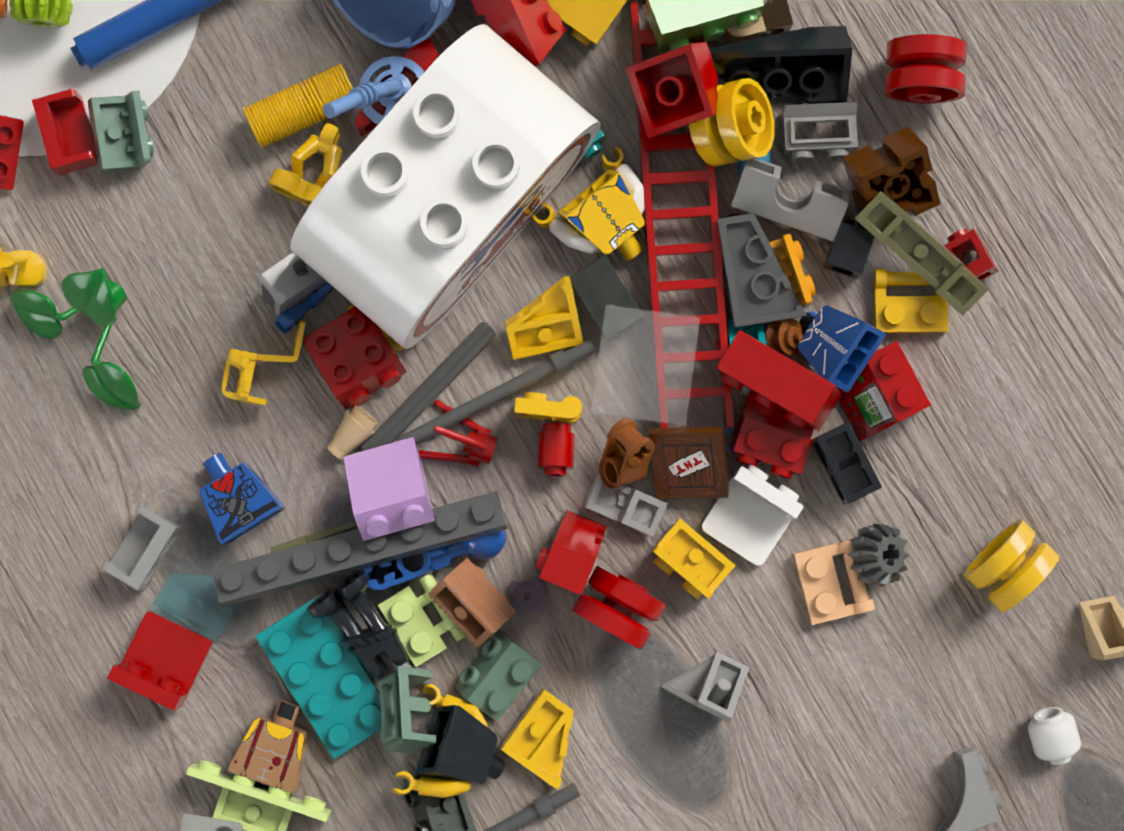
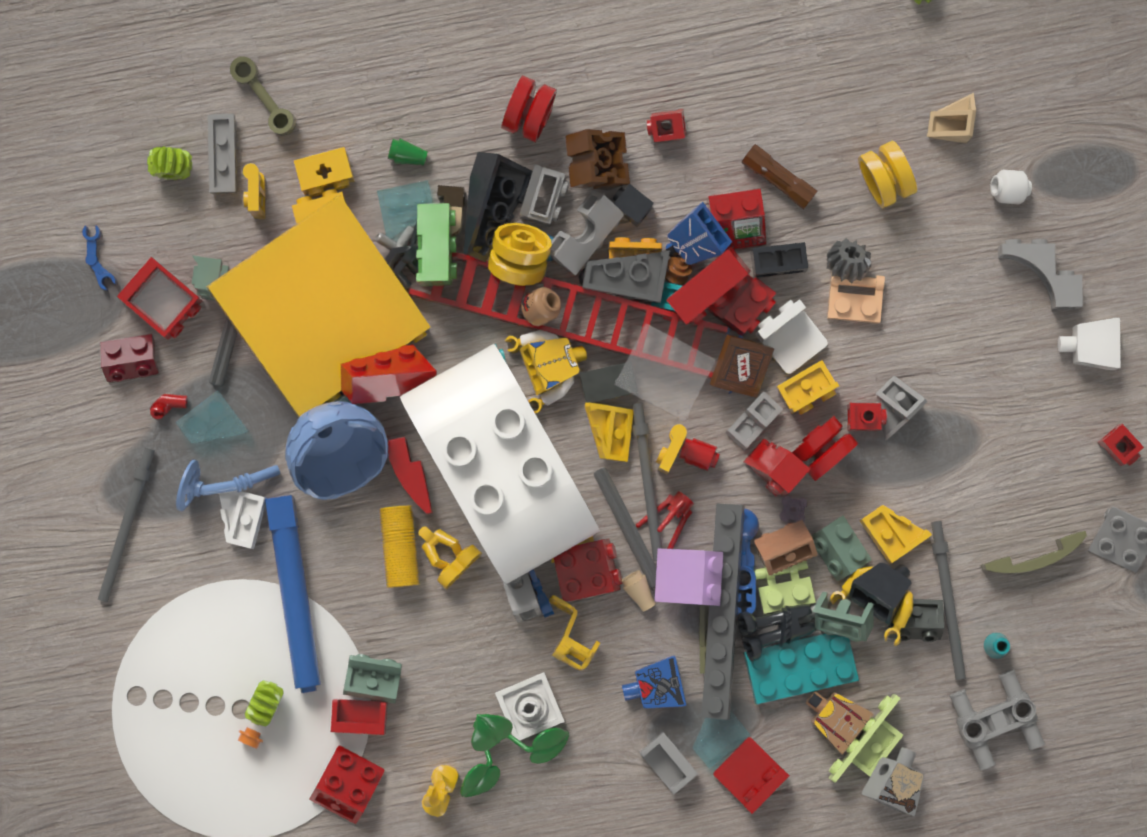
camera: 65 degrees left, 0 degrees up
(153, 345) = (530, 706): none -> white plate
(369, 92) = (415, 491): medium blue dish -> none
(625, 455) = (722, 408): dark orange piece -> none
(672, 172) = (541, 306): none -> medium nougat head
(674, 636) = (856, 420): none -> red brick
(675, 88) = (485, 284): red slope -> none
(906, 313) = (690, 178): yellow plate -> none
(922, 252) = (655, 156): olive slope -> none
(963, 402) = (764, 165): none -> reddish brown axle

